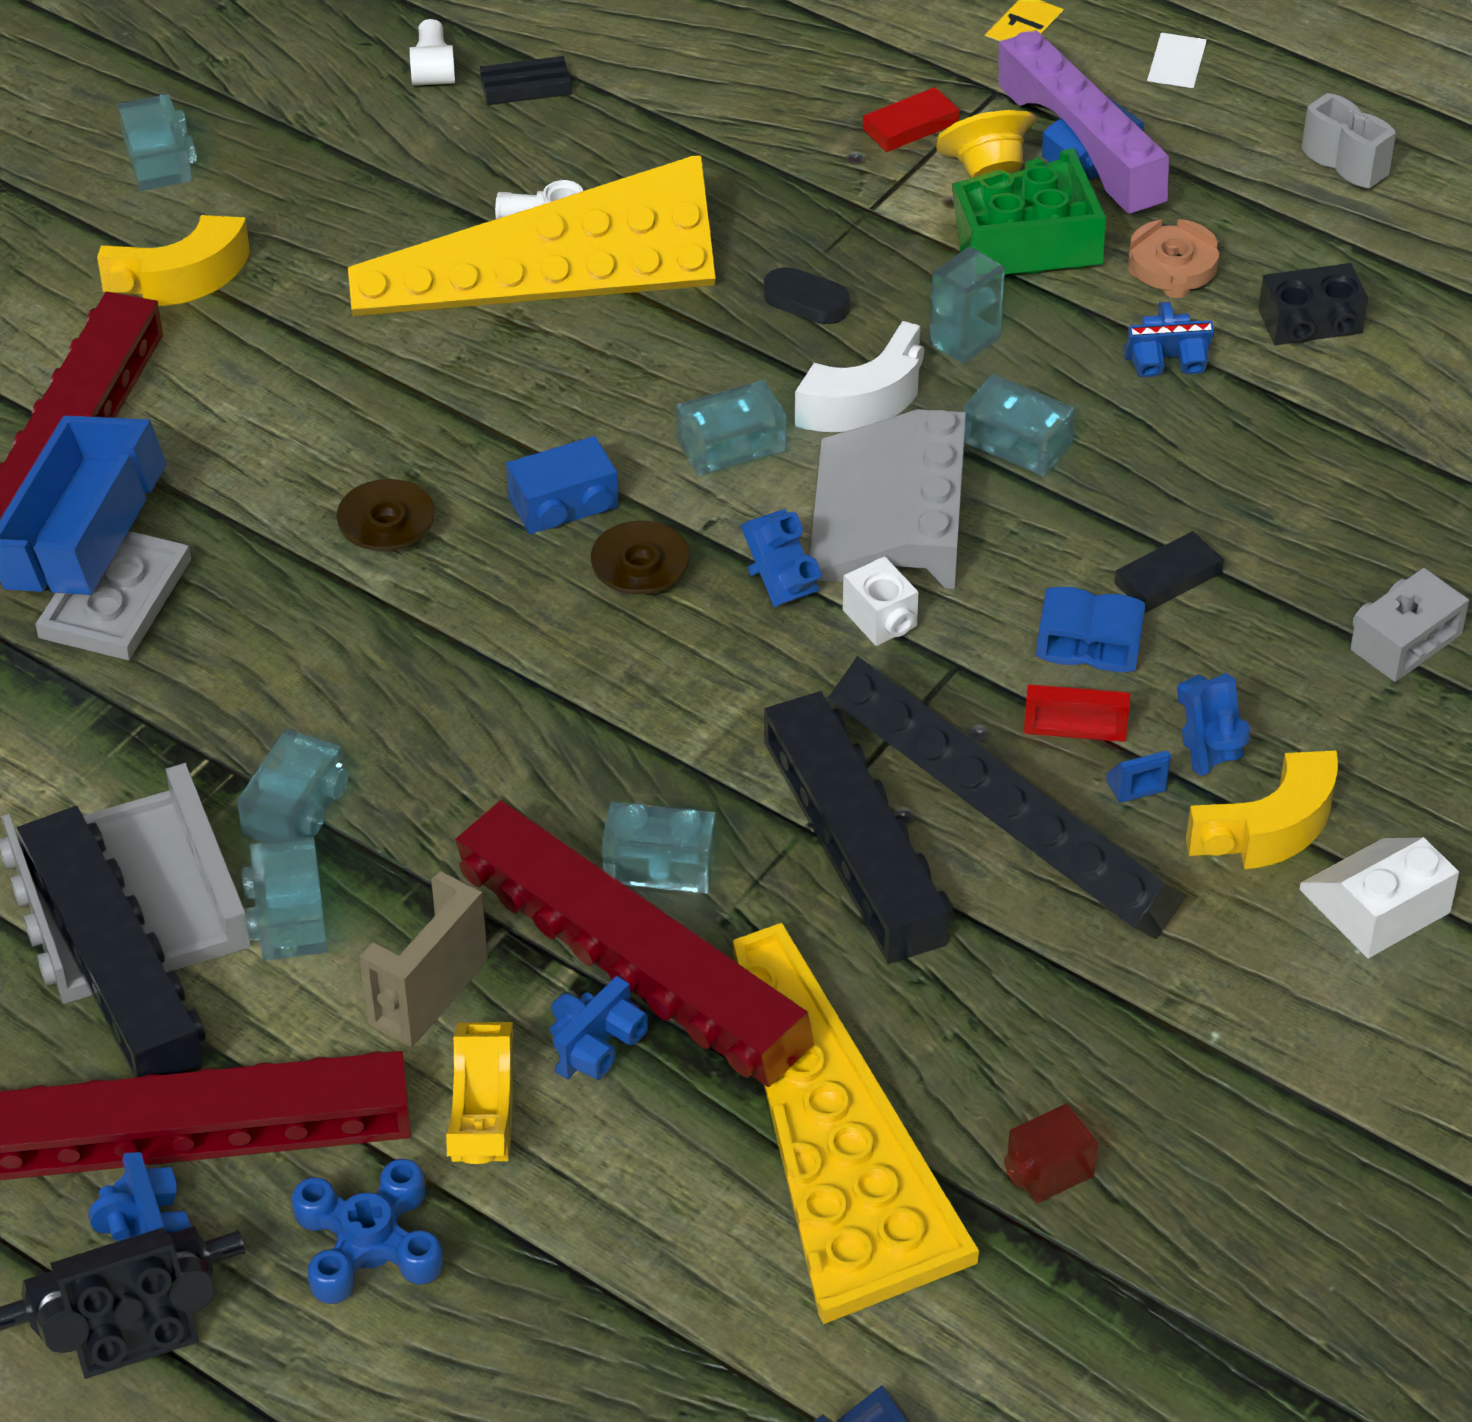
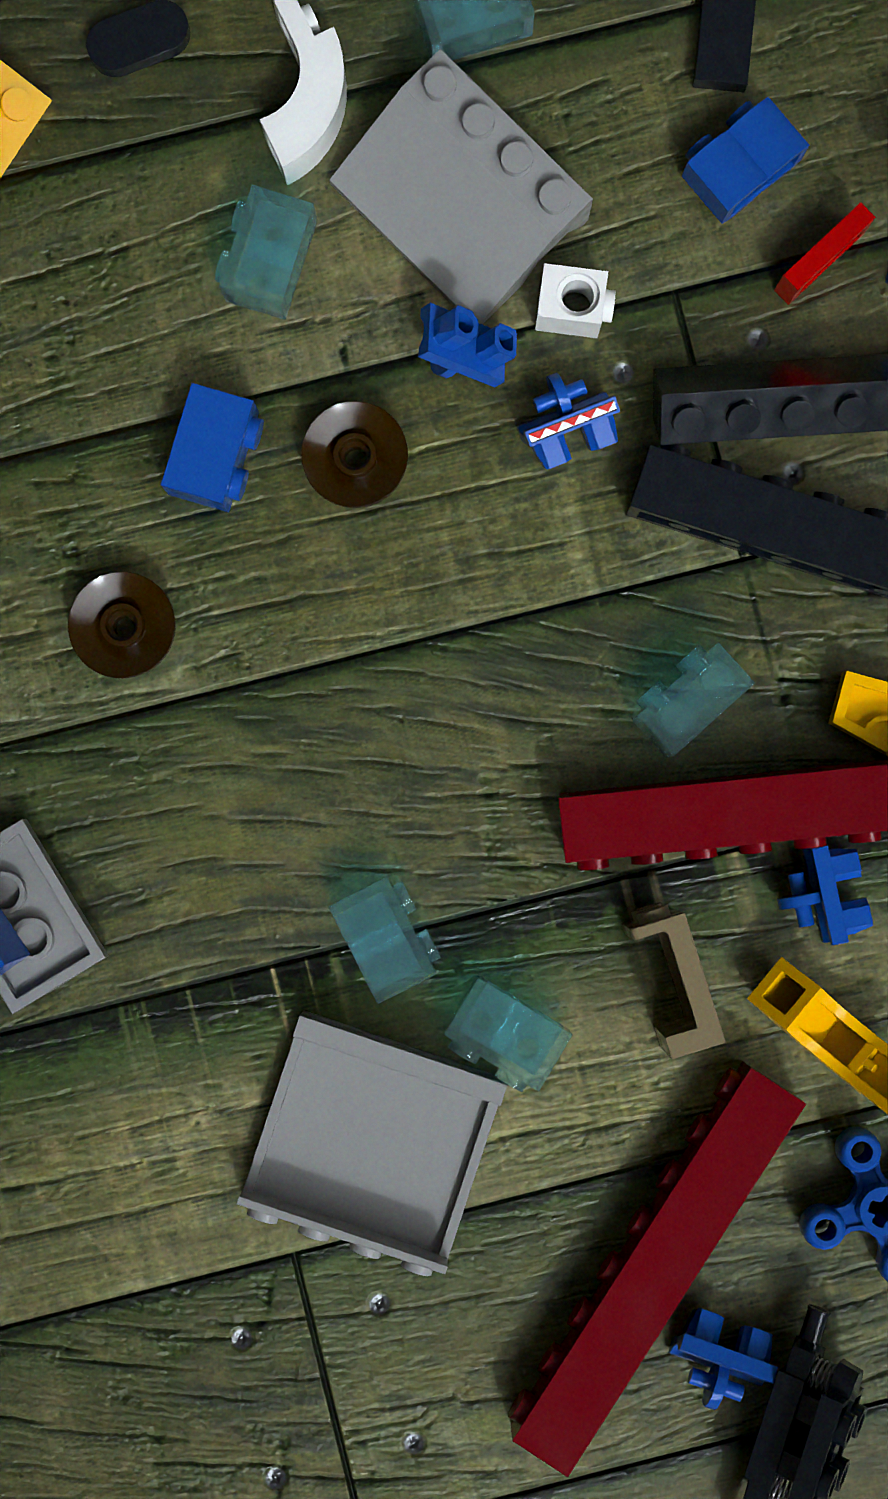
camera: 45 degrees left, 40 degrees up
(110, 945) = (447, 1210): black brick -> none
(795, 645) = (591, 414): none -> blue hips

